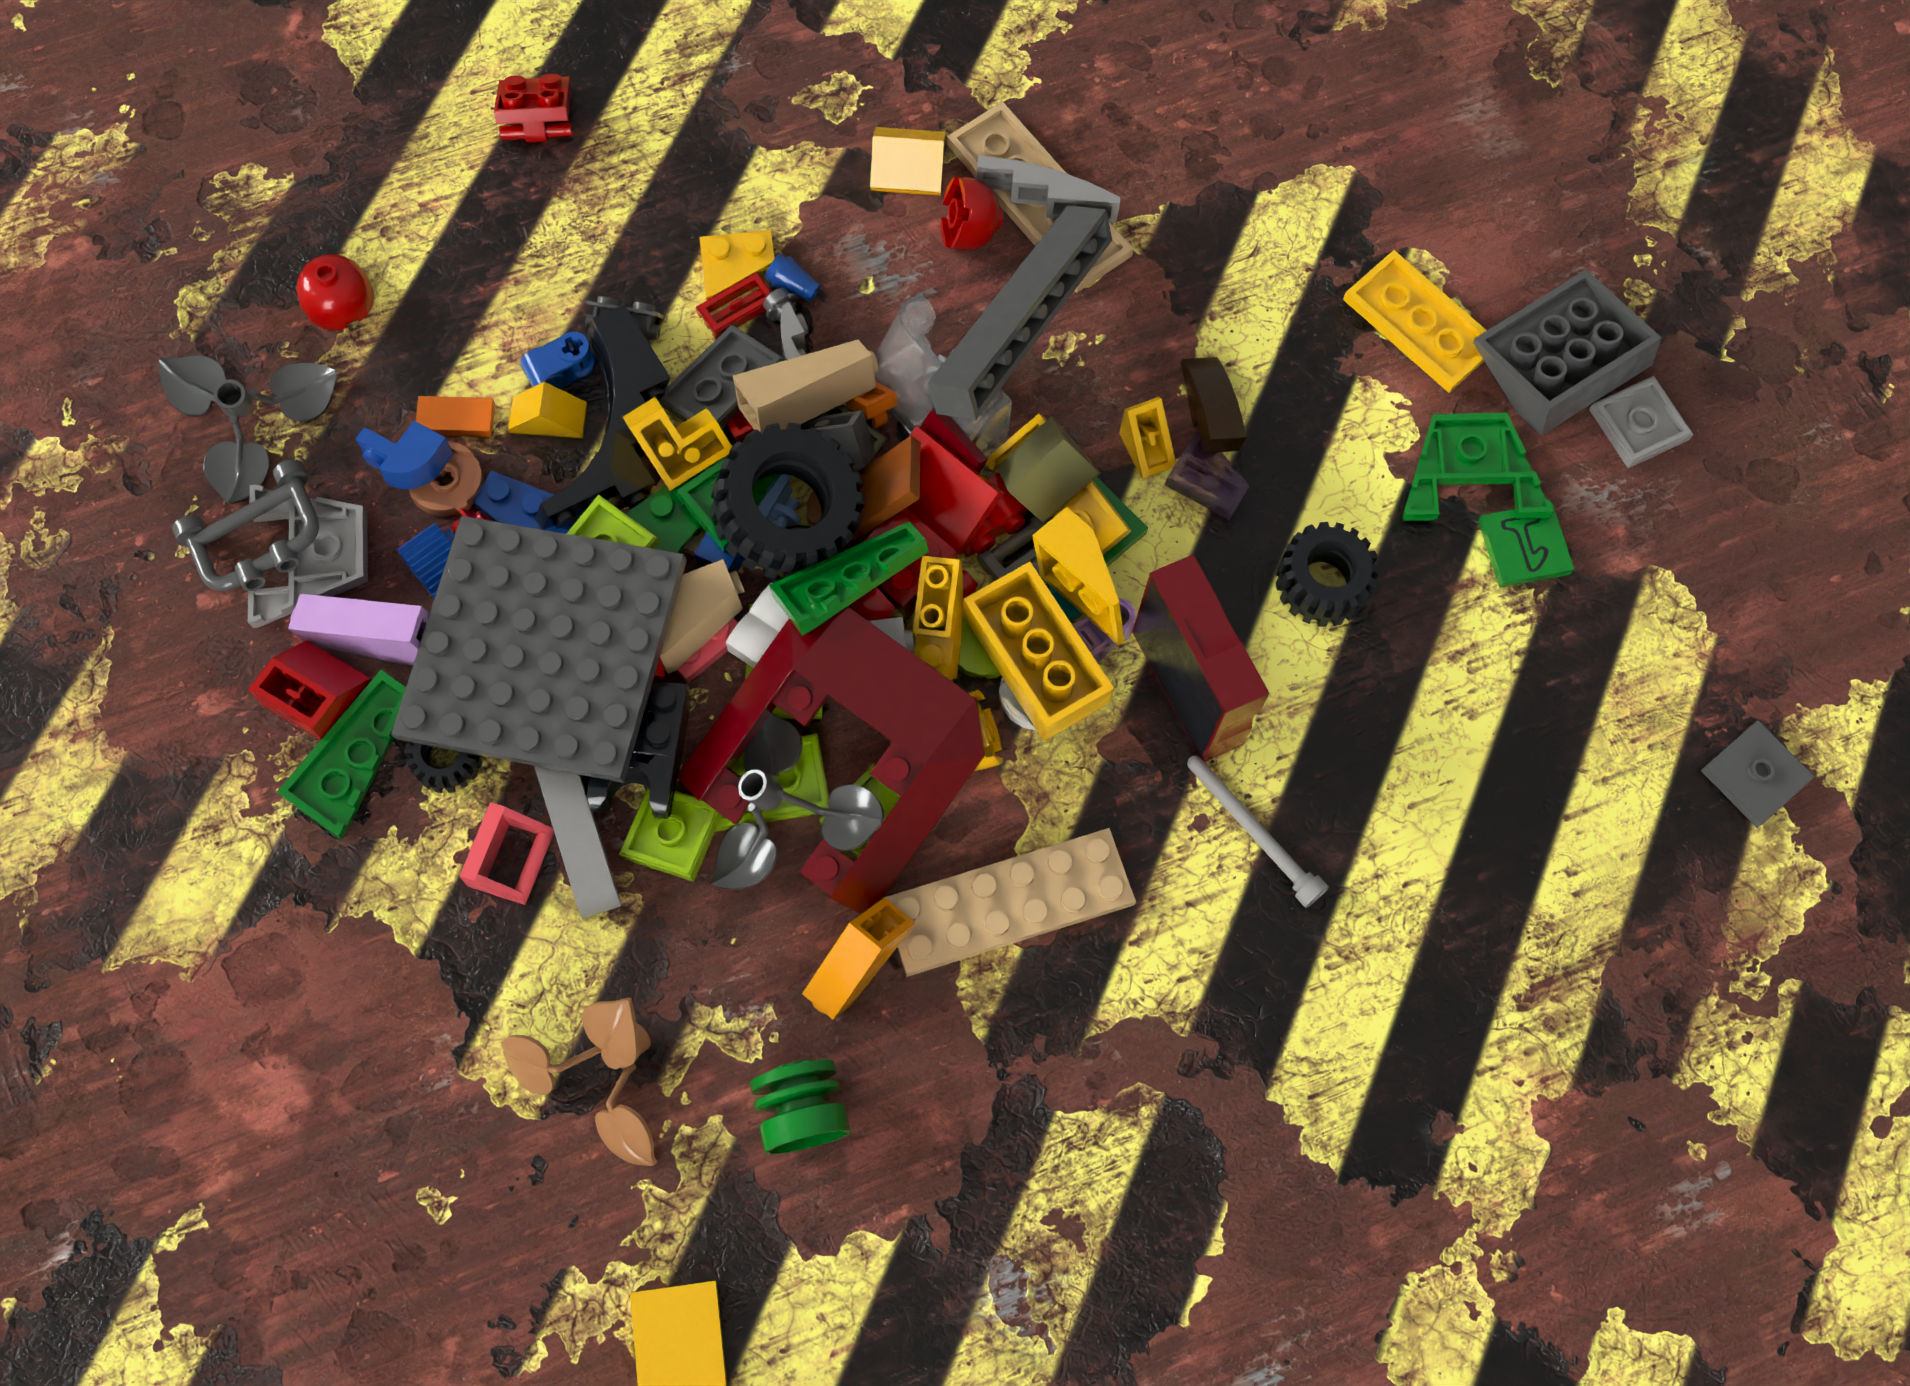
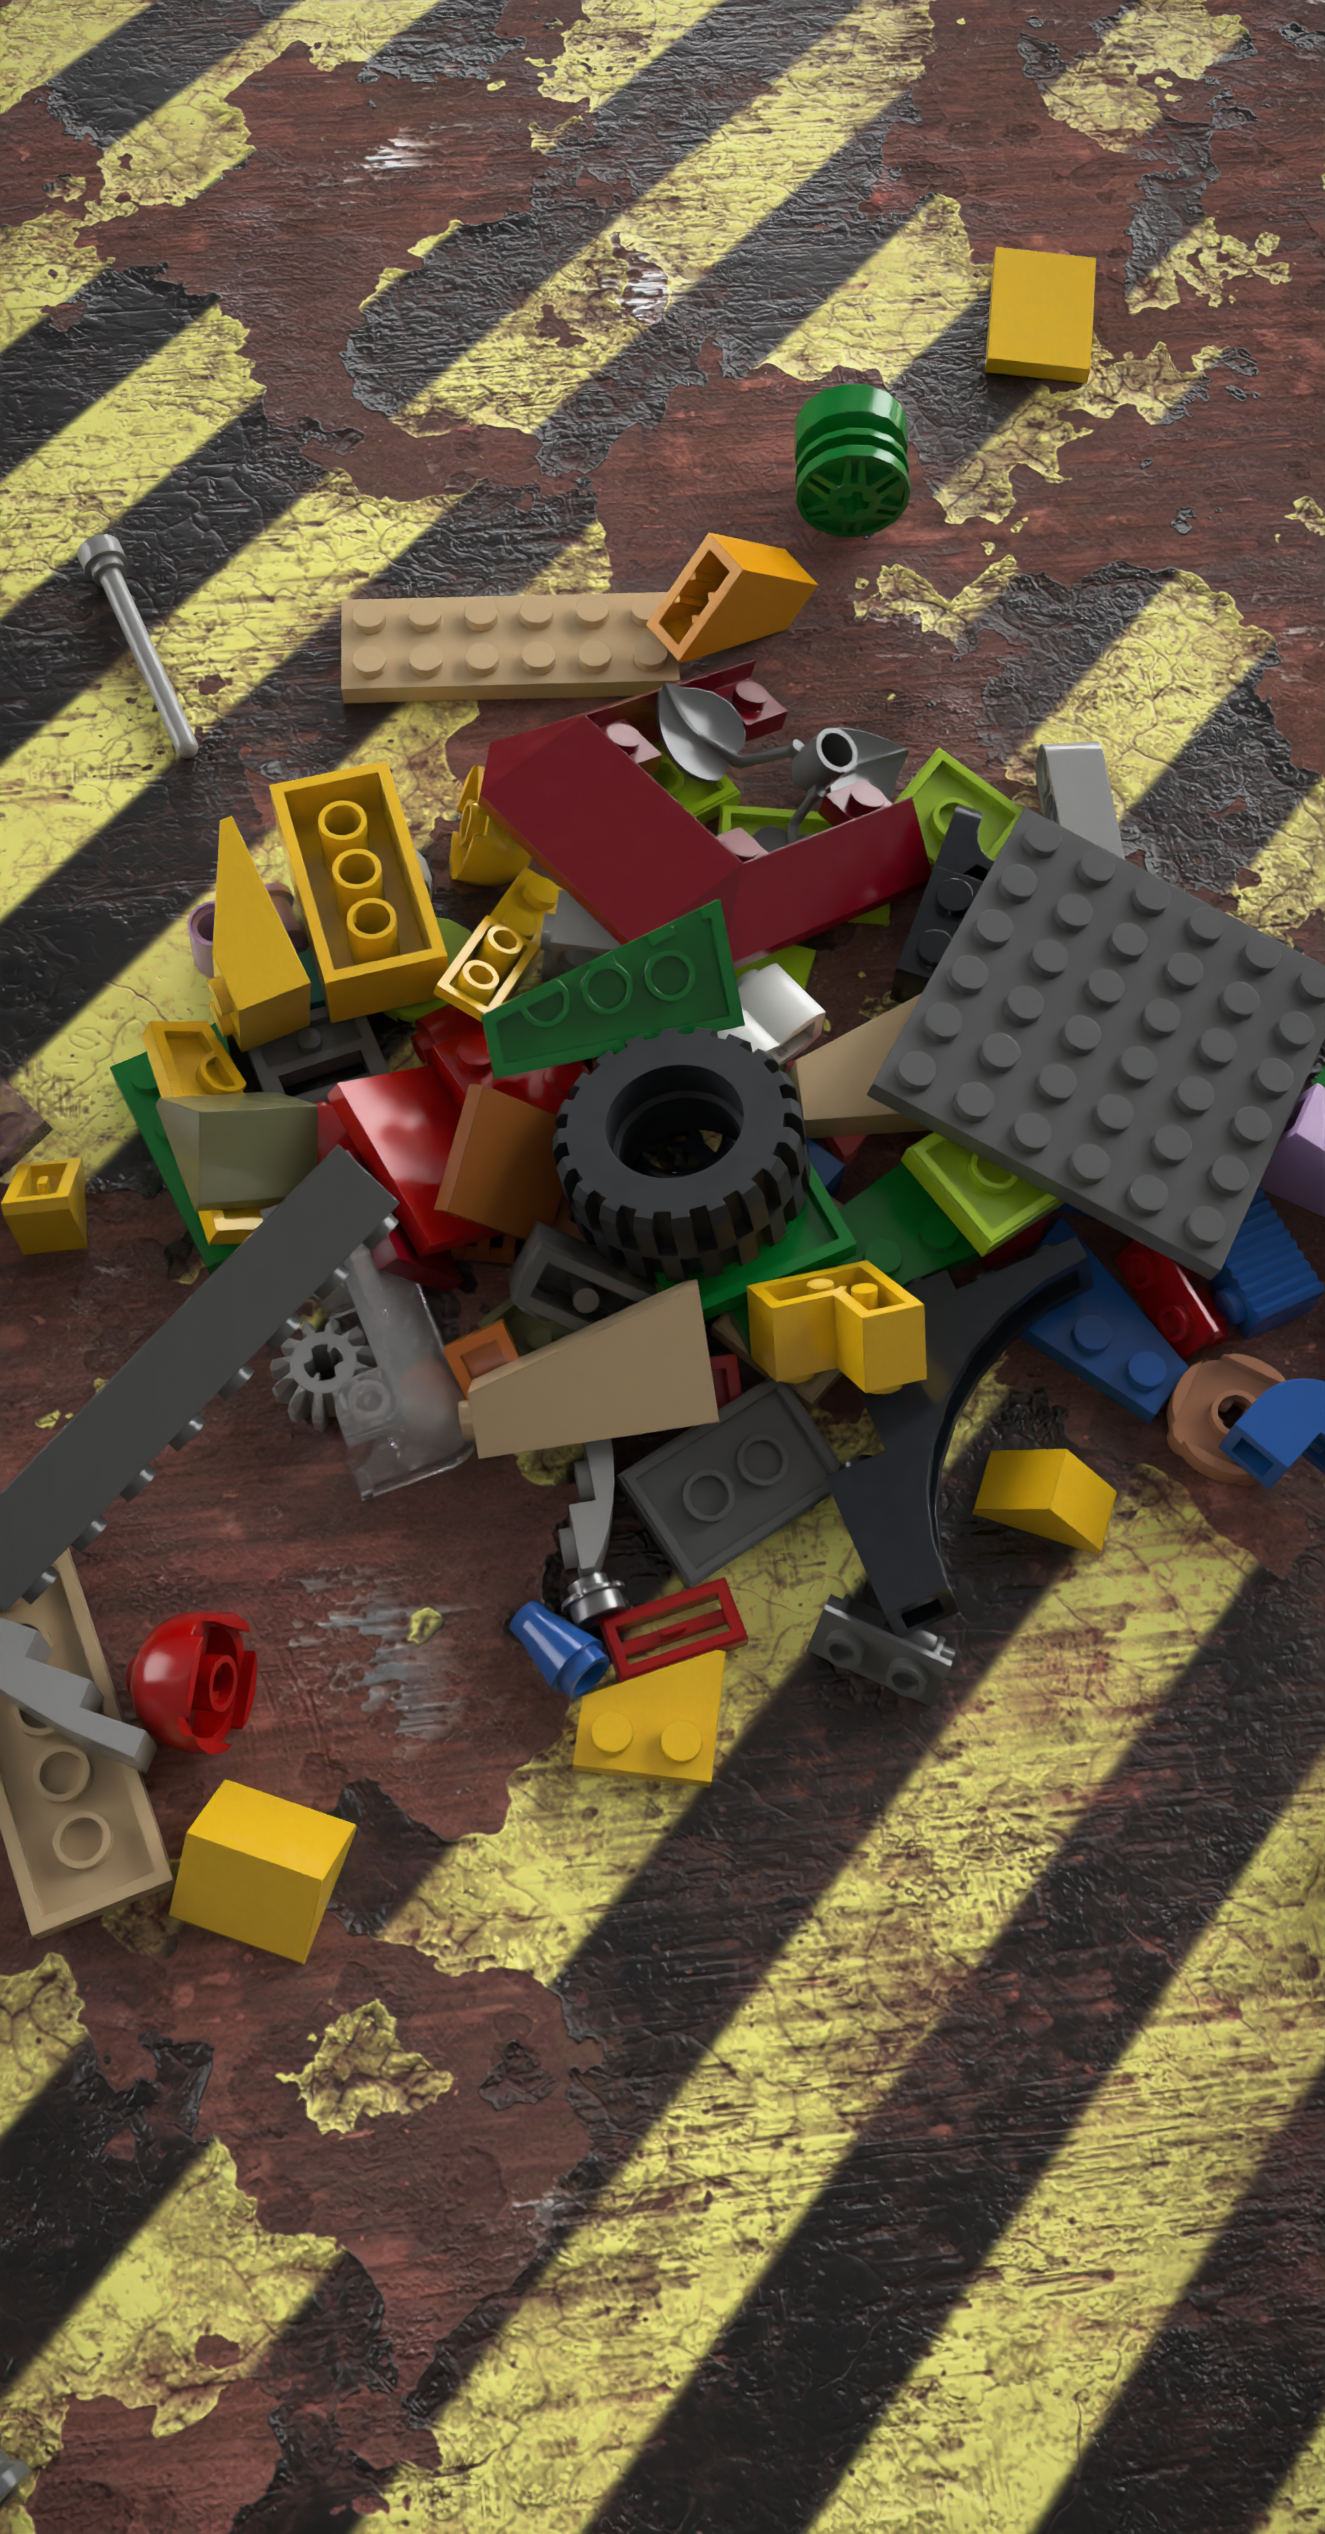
camera: 165 degrees left, 5 degrees down
(457, 415) = (1207, 1536): orange tile -> none
(486, 847) = (1219, 815): coral tile -> none
(533, 104) = (989, 2179): red plate -> none
(556, 361) = (1025, 1577): blue piece -> none
(620, 1041) = (1065, 580): medium nougat plant -> none
(1198, 658) = (128, 774): dark red tile -> none

